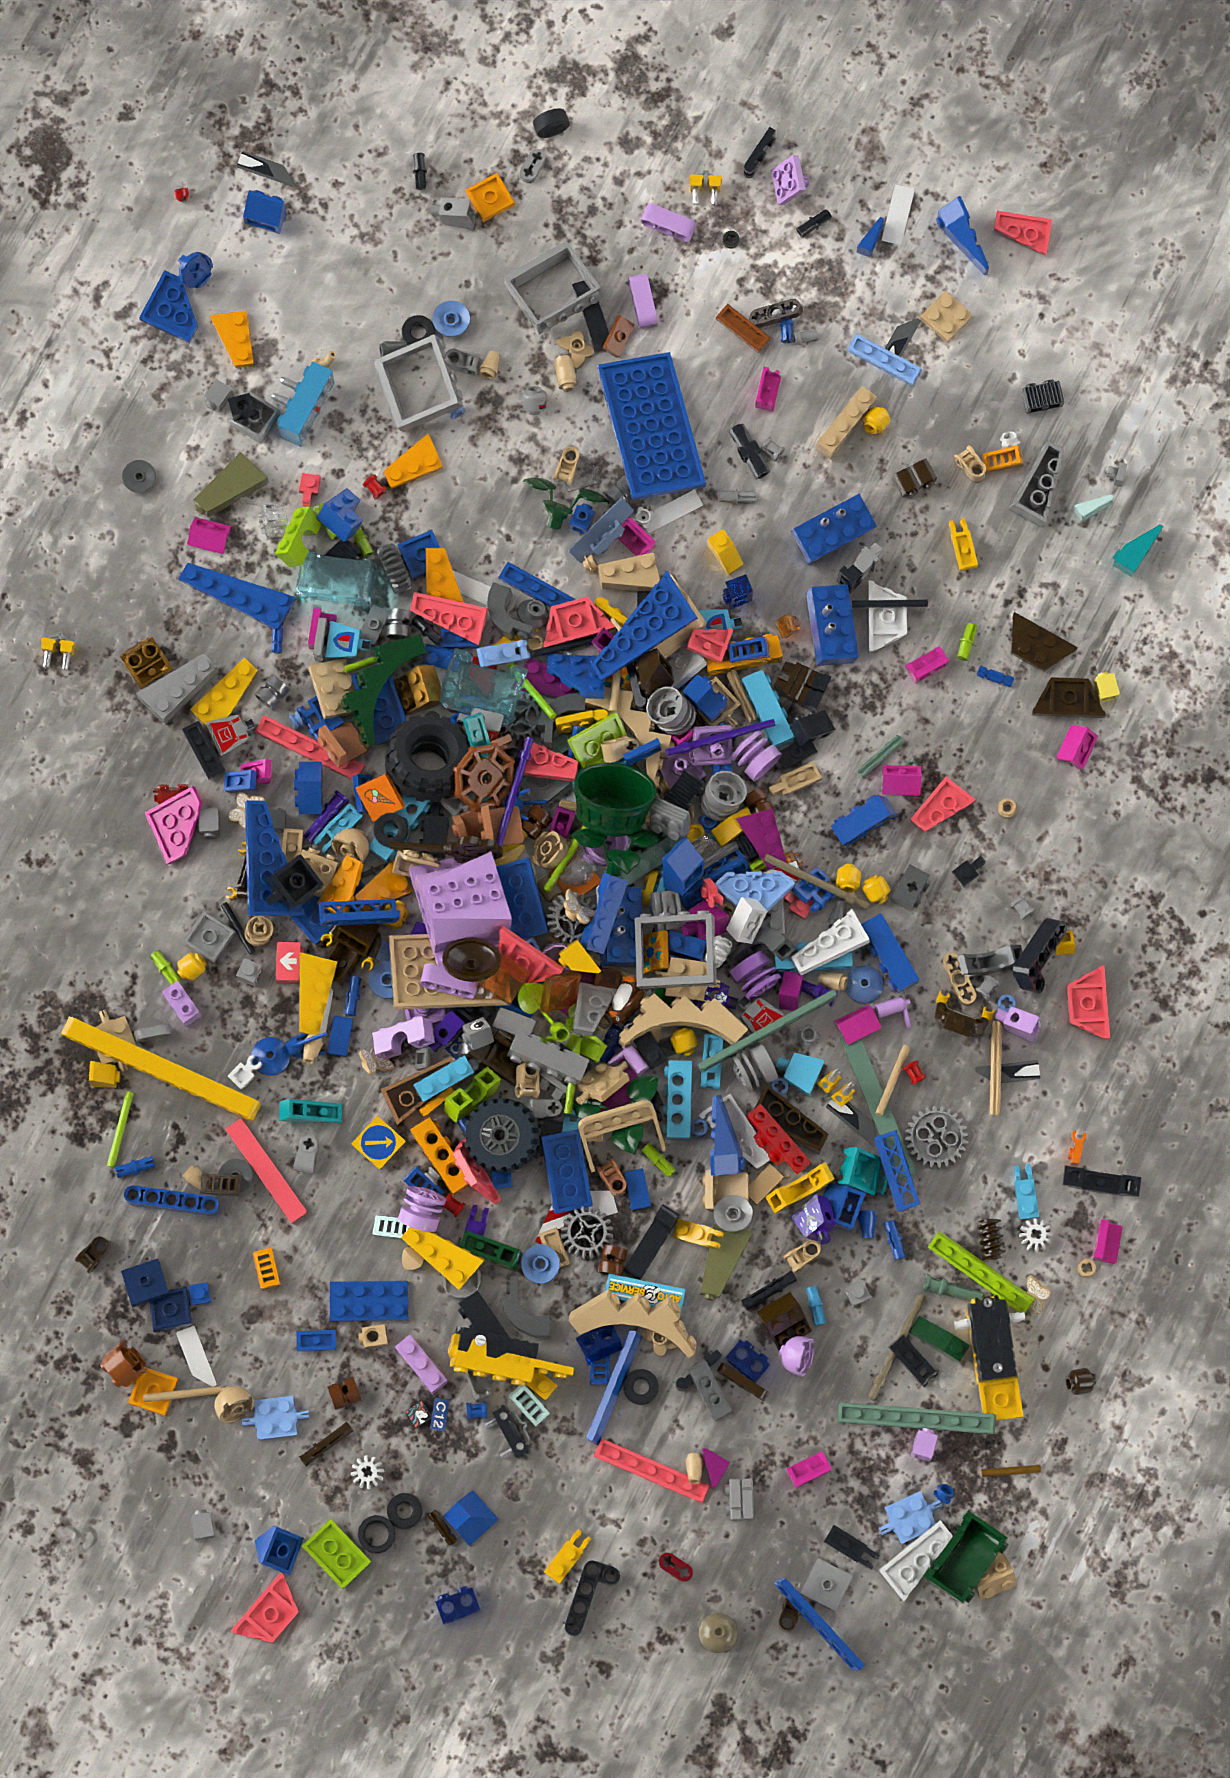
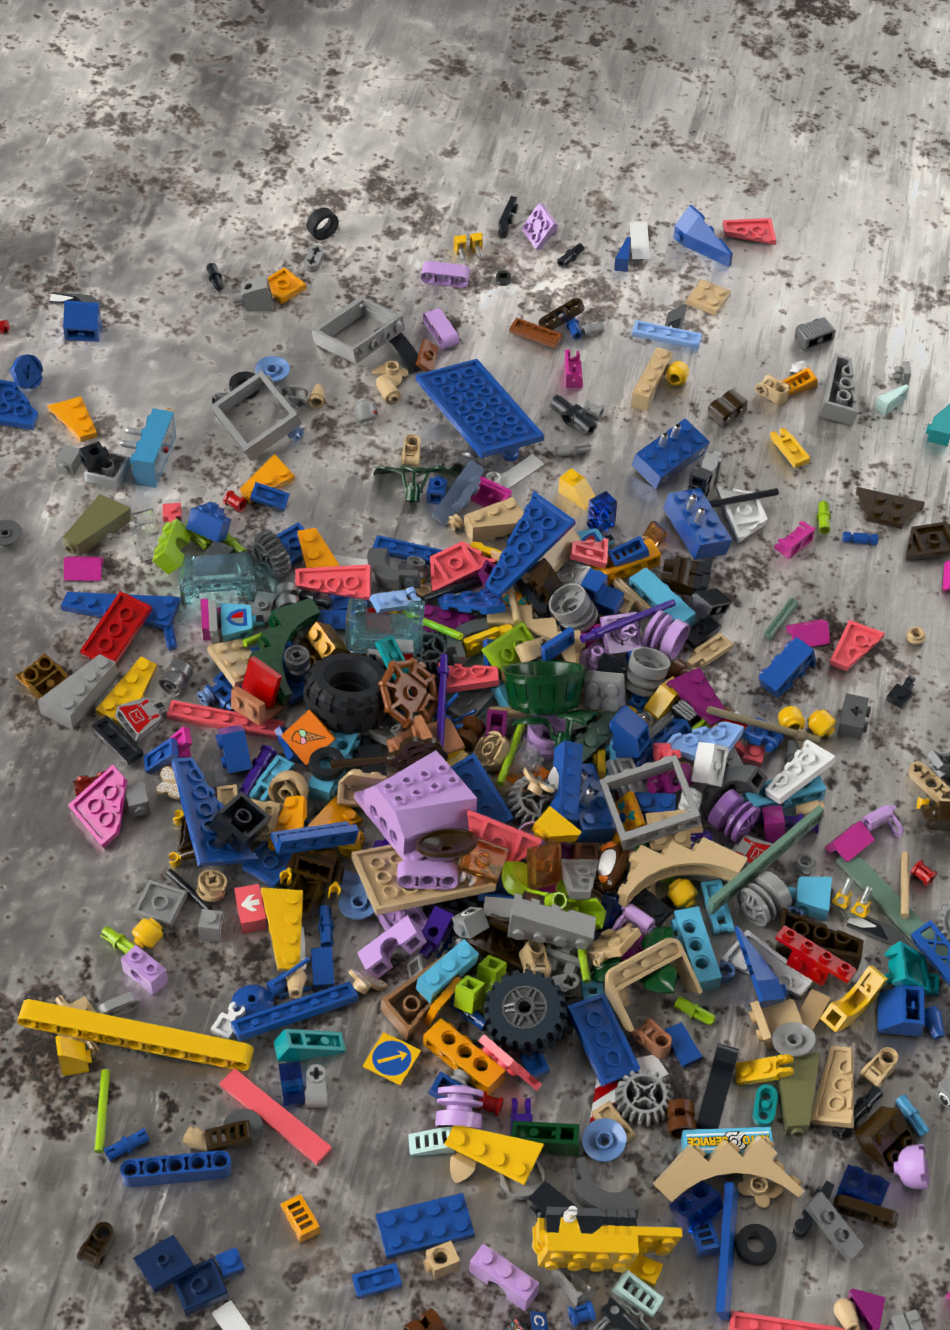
camera: 15 degrees left, 25 degrees down
(225, 623) = (116, 628): none -> red tile
(287, 1143) = (292, 1083): none -> clear blue slope
(304, 1077) = (294, 1011): none -> blue plate
(349, 726) = (261, 682): none -> red tile
(389, 708) = (296, 662): none -> flat silver wheel
(410, 490) = (269, 496): none -> blue plate
(690, 1265) = (765, 1107): none -> teal plate
(753, 1272) = (836, 1091): none -> tan wing
(815, 1219) = (882, 1025): dark purple torso -> none
(861, 993) = (839, 815): medium blue dish -> none
(890, 954) = (860, 774): blue brick -> none

